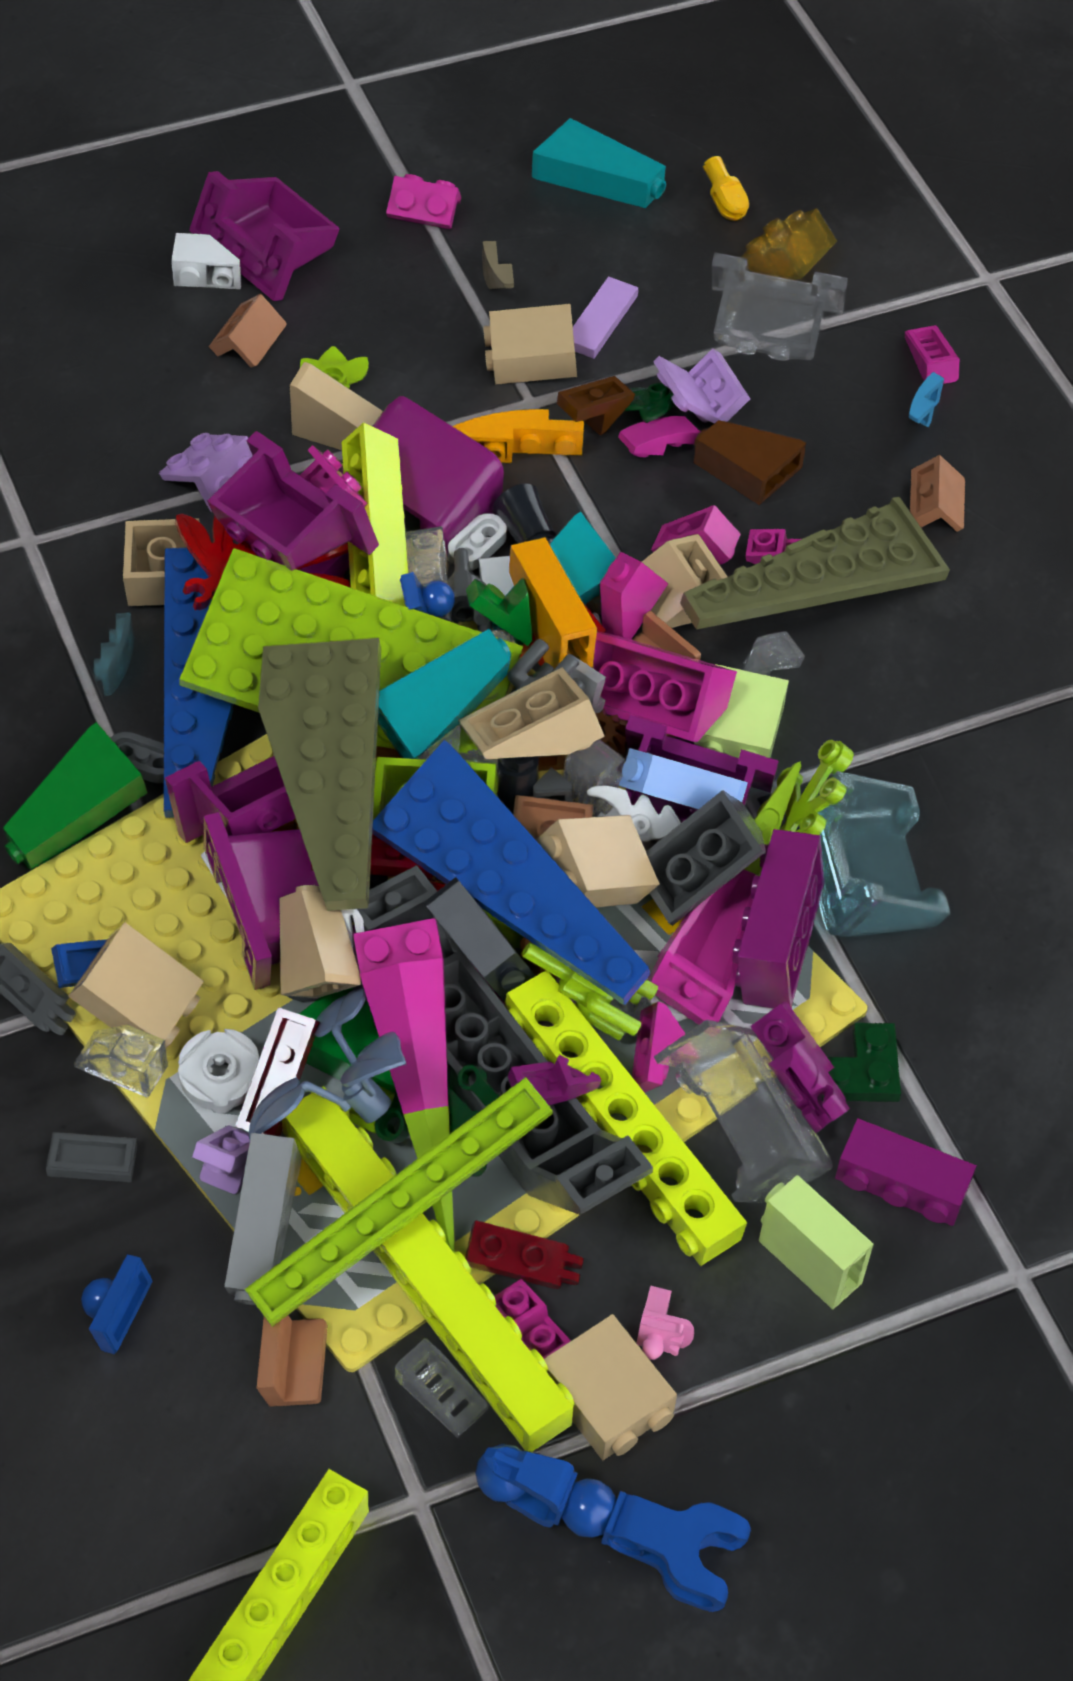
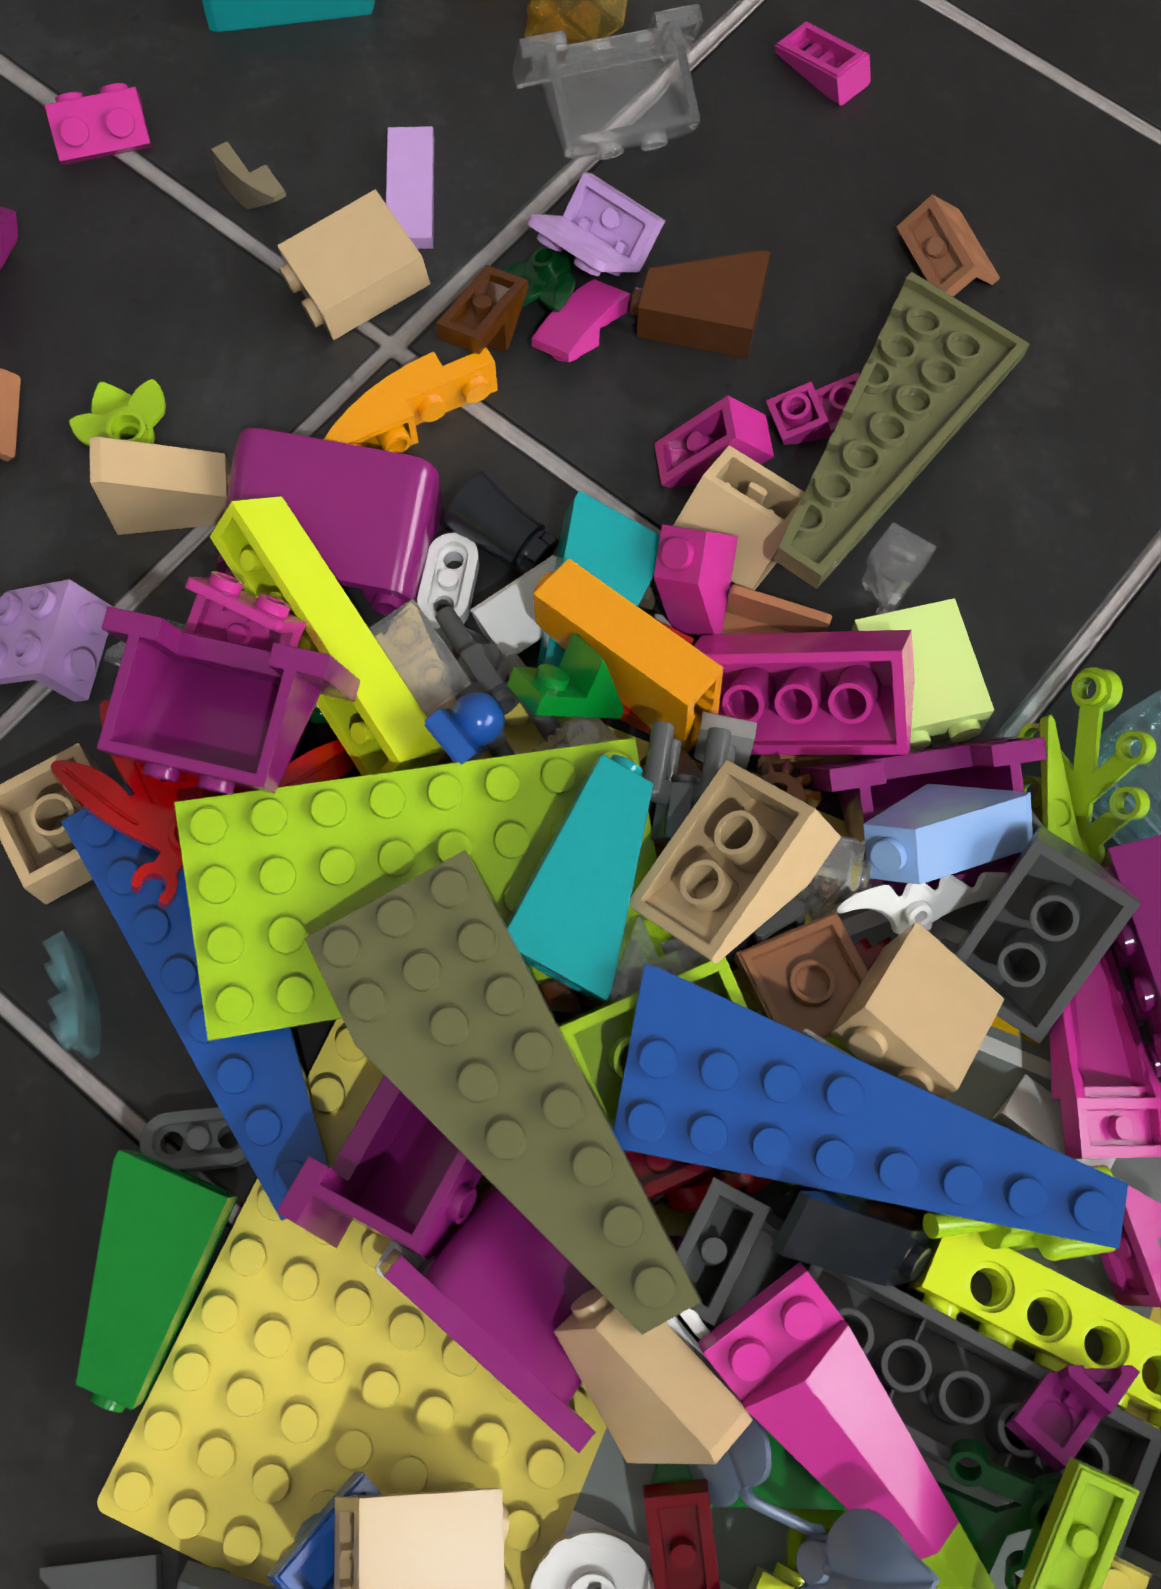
camera: 25 degrees left, 15 degrees up
(926, 399) = (862, 139): dark azure slope -> none

